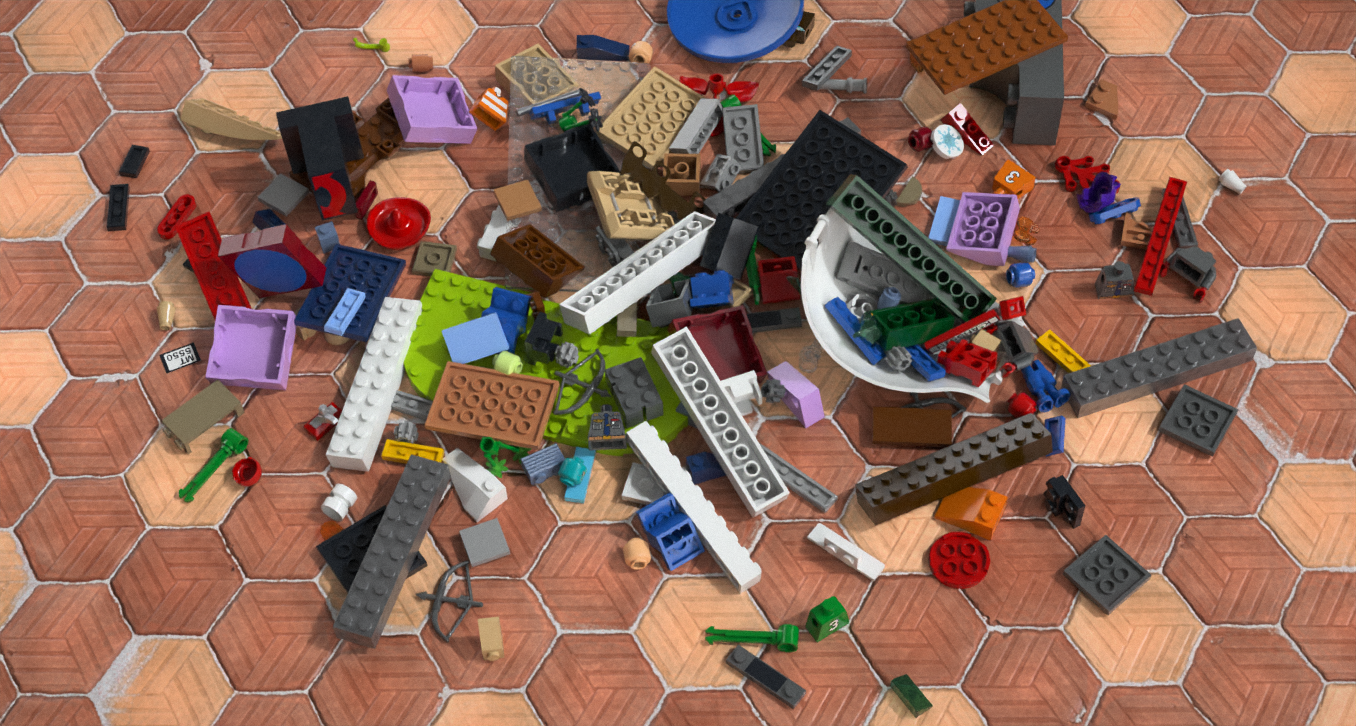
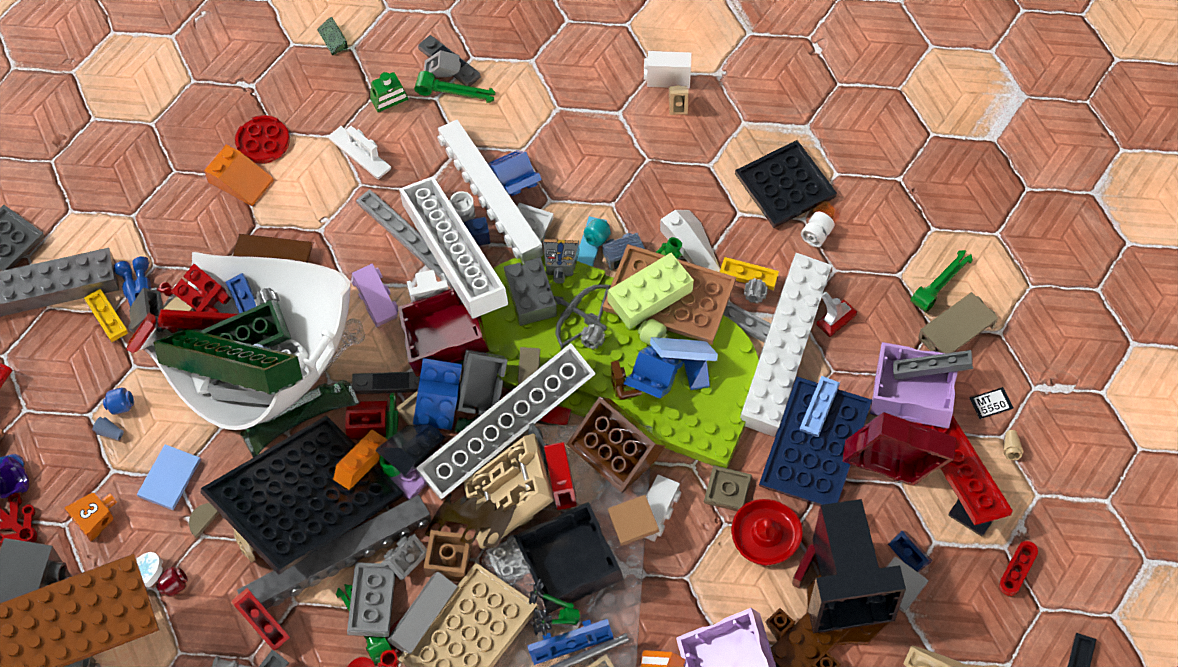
camera: 175 degrees left, 5 degrees up
(118, 207) = (1089, 593): black tile -> none
(232, 362) = (933, 364): none -> dark grey plate
(247, 472) = (907, 266): red hair -> none
(392, 552) = (763, 173): flat silver brick -> none
(462, 601) = (704, 141): dark grey piece -> none
(484, 542) = (682, 185): light grey tile -> none
(504, 669) = (667, 69): none -> white brick
(510, 389) = (650, 290): none -> yellowish green brick
(539, 339) = (617, 341): black panel -> none
(583, 216) = (560, 476): none -> red slope
(637, 553) = (545, 160): light nougat head -> none
(720, 490) = (463, 205): none -> white wheel
(770, 654) = (443, 64): none -> light grey slope
(773, 391) = (395, 282): dark grey gear -> none
(774, 230) = (359, 460): none -> orange brick
(835, 104) = (260, 619): none -> red brick
(851, 325) = (301, 325): blue plate -> none
(868, 328) = (290, 312): animal -> none
(953, 468) = (243, 205): dark brown brick -> none
(984, 227) = (138, 457): lavender slope -> none
(1021, 405) = (163, 264): red head -> none
(1025, 226) = (99, 452): clear orange piece -> none
(1056, 427) = (142, 235): blue plate -> none
(1063, 500) = (157, 166): black plate -> none
(1107, 574) = (139, 112): dark grey plate -> none
(1115, 281) = (27, 380): dark grey torso -> none

